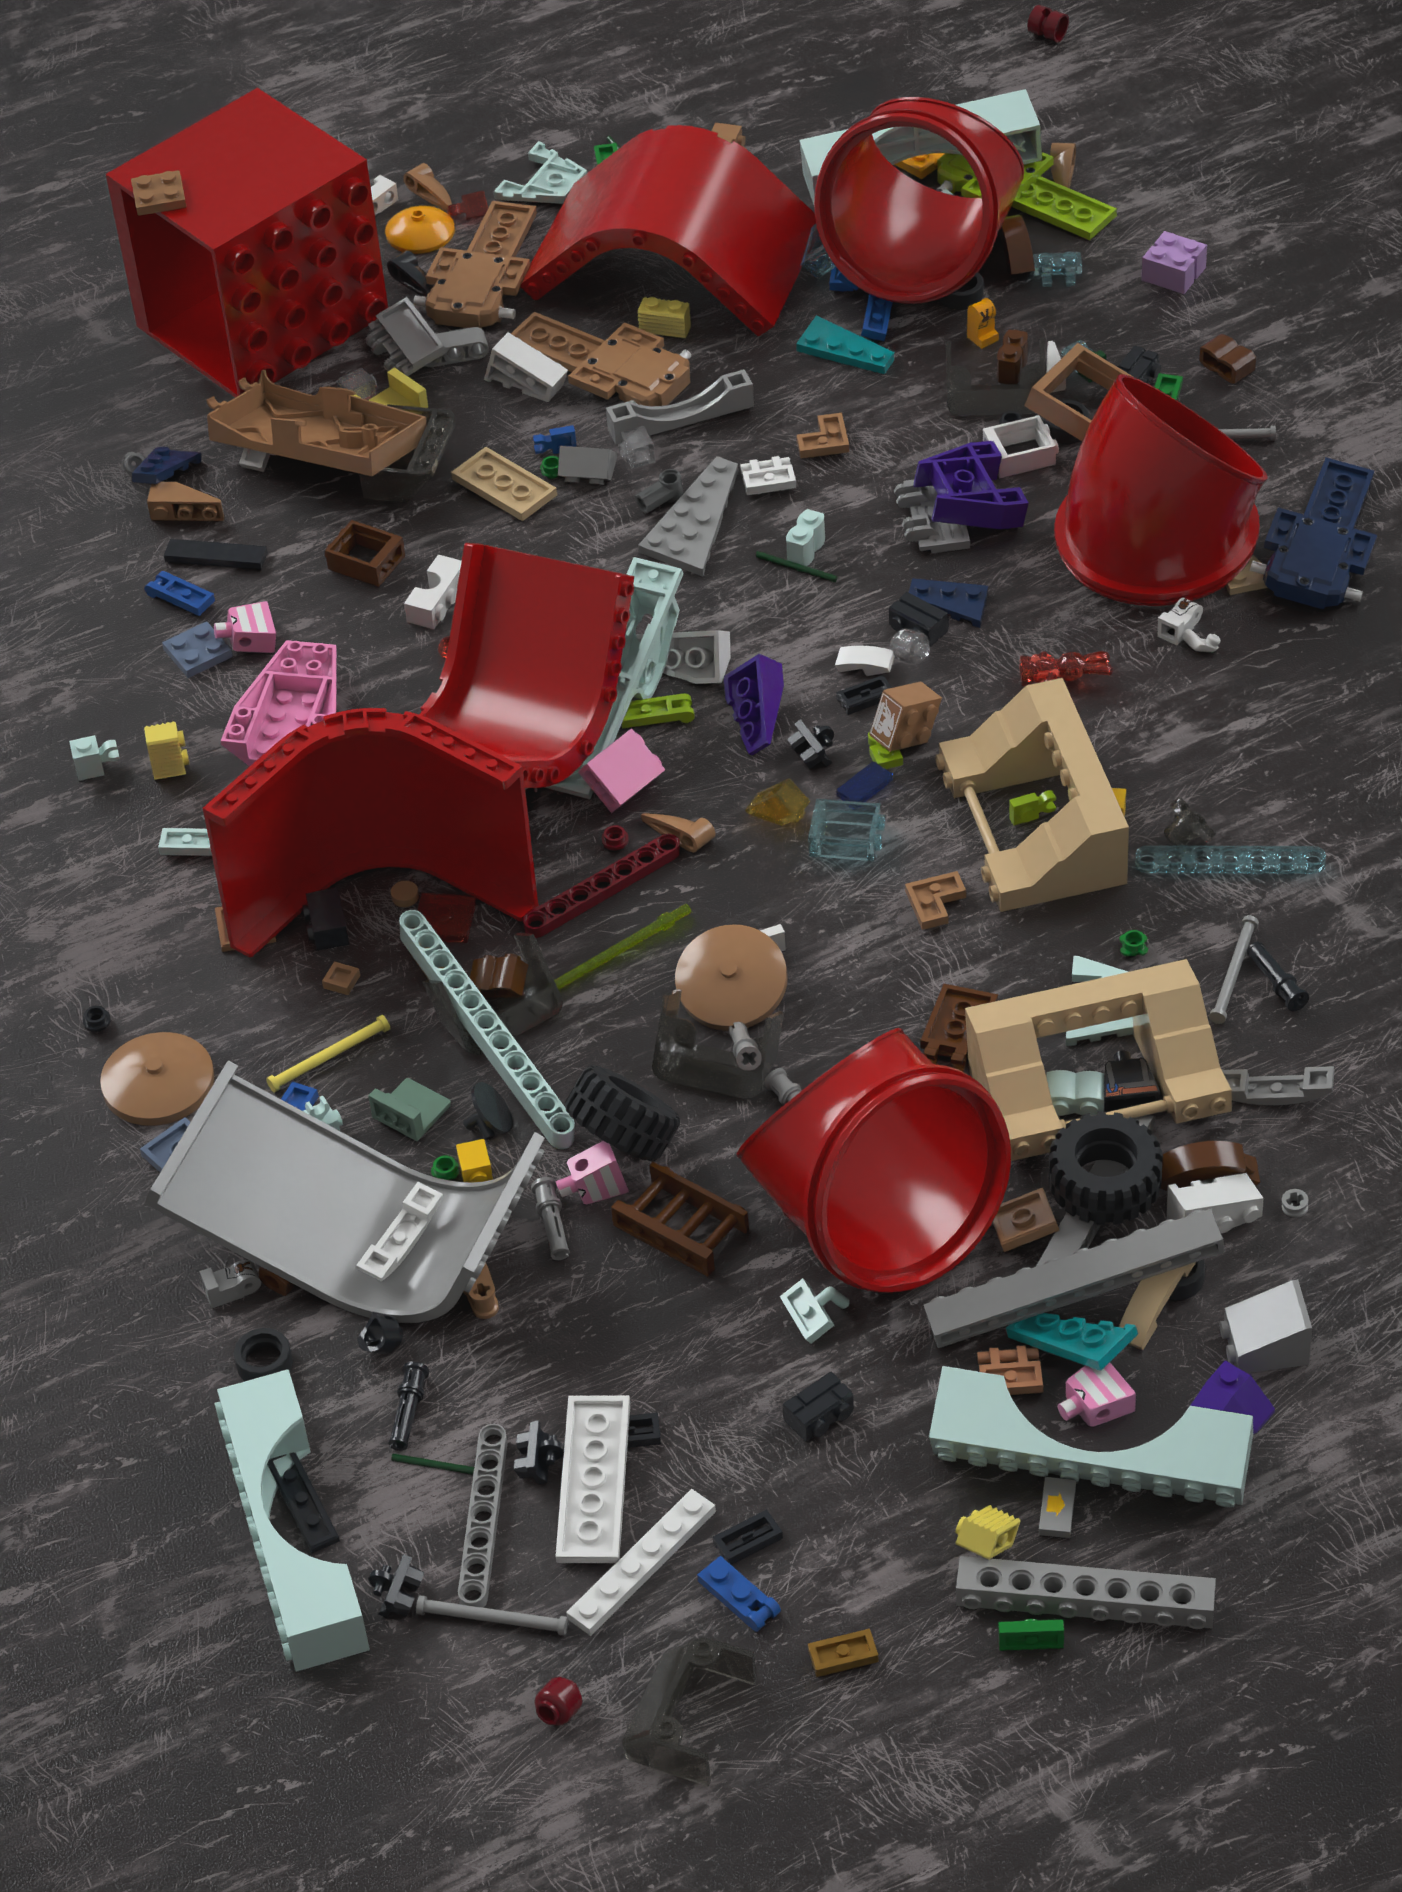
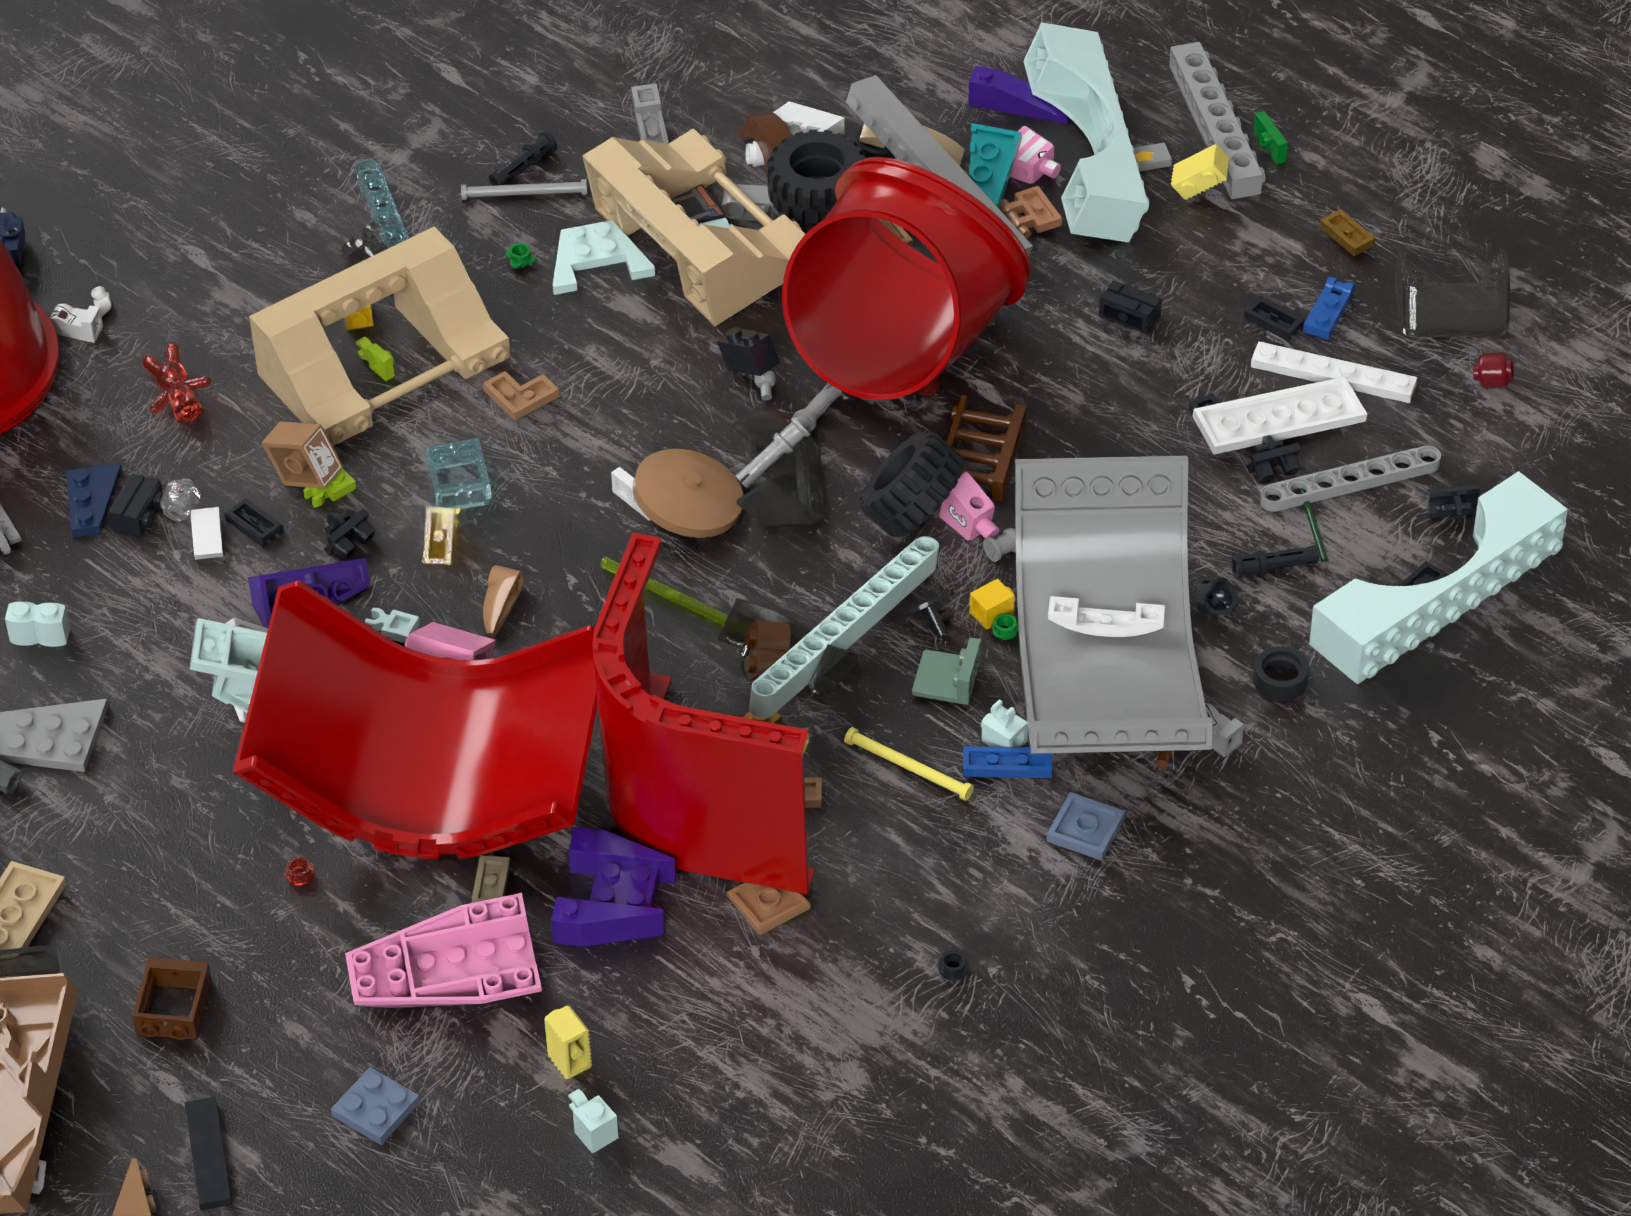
camera: 115 degrees left, 0 degrees up
(157, 1078) = (1002, 888): medium nougat dish -> none
(180, 593) = (290, 1155): blue plate -> none
(184, 842) = (675, 975): light aqua plate -> none
(249, 628) = (334, 1054): bright pink torso -> none
(430, 605) = (194, 905): white arch -> none
(492, 1615) = (1422, 398): light grey bar -> none
(596, 895) = (567, 614): dark red beam -> none
(615, 837) = (529, 639): dark red plate -> none
(685, 756) = (394, 626): none -> light aqua plate
(796, 566) = (72, 632): dark green axle -> none
(808, 1308) = (1036, 339): light aqua plate -> none
(865, 783) = (384, 486): clear blue tile -> none
(946, 1027) = (671, 339): reddish brown tile -> none
(1268, 1330) = (918, 72): slope -> none
(1299, 1196) = (767, 99): light grey bush -> none

